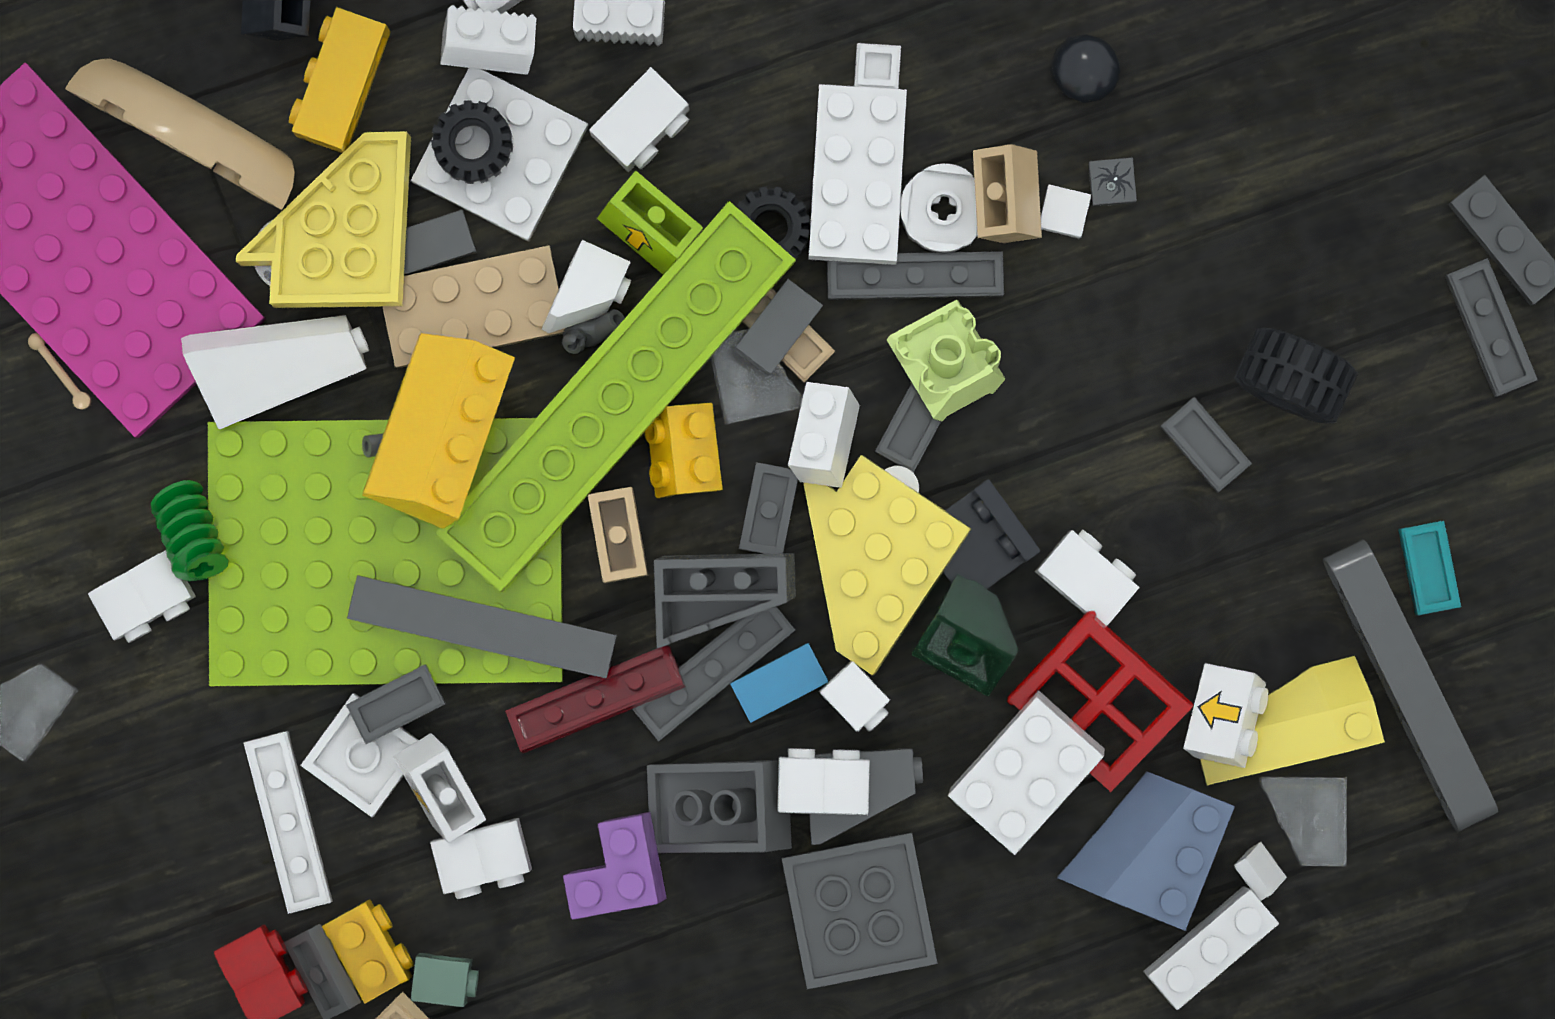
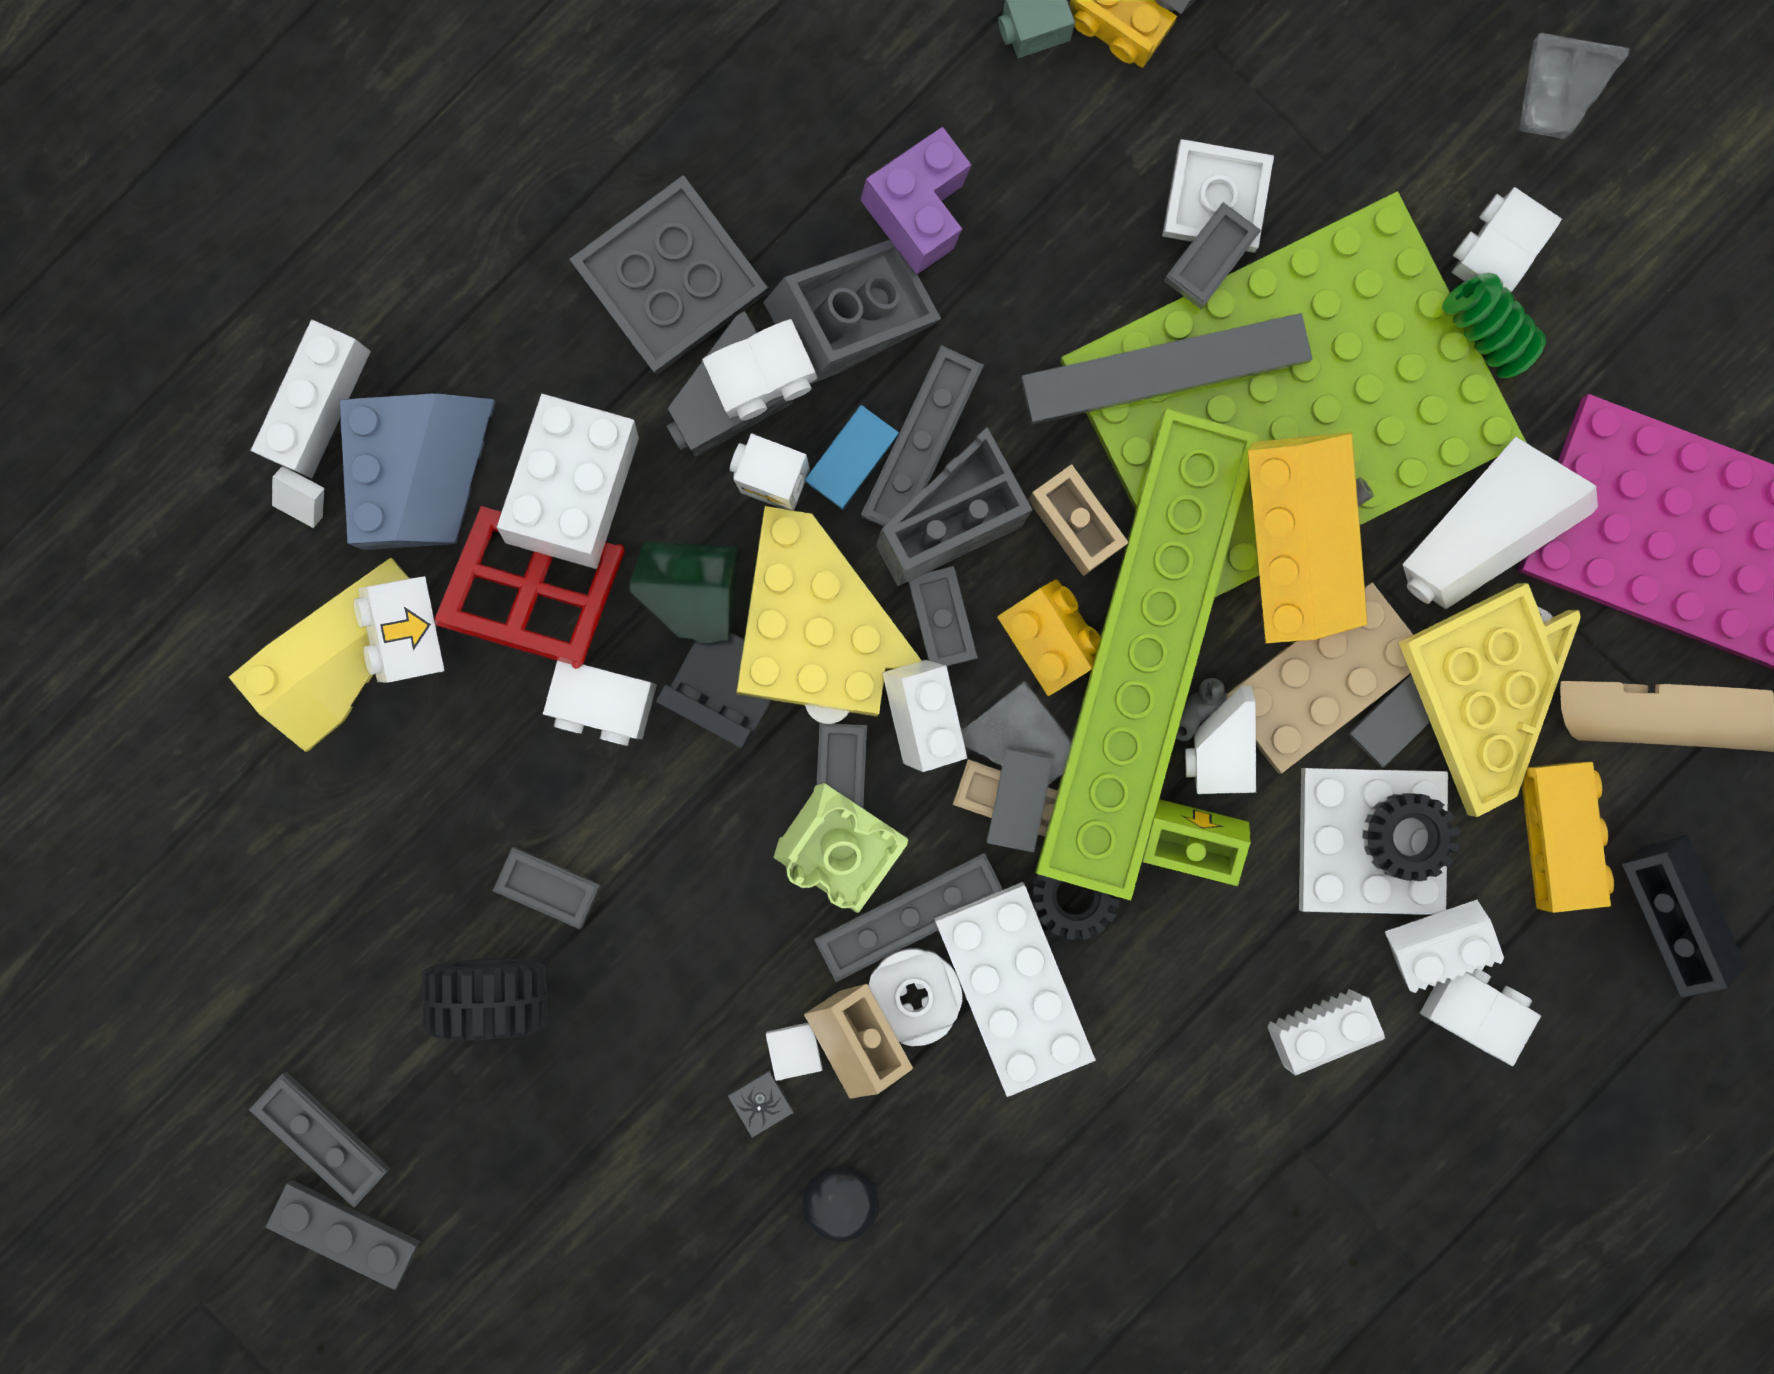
camera: 155 degrees right, 0 degrees up
(80, 399) = (1656, 406): tan hinge -> none
(288, 822) = (1256, 101): white tile -> none
(439, 787) = (1131, 192): white brick -> none
(482, 857) = (1056, 152): white brick -> none
(595, 699) = (1022, 352): dark red tile -> none
(641, 121) = (1253, 939): white brick -> none
(877, 66) = (1046, 1106): white tile -> none
(1312, 816) = (274, 575): clear wing -> none
(1410, 685) = (235, 747): dark grey beam -> none
(1429, 568) = (271, 872): teal tile -> none

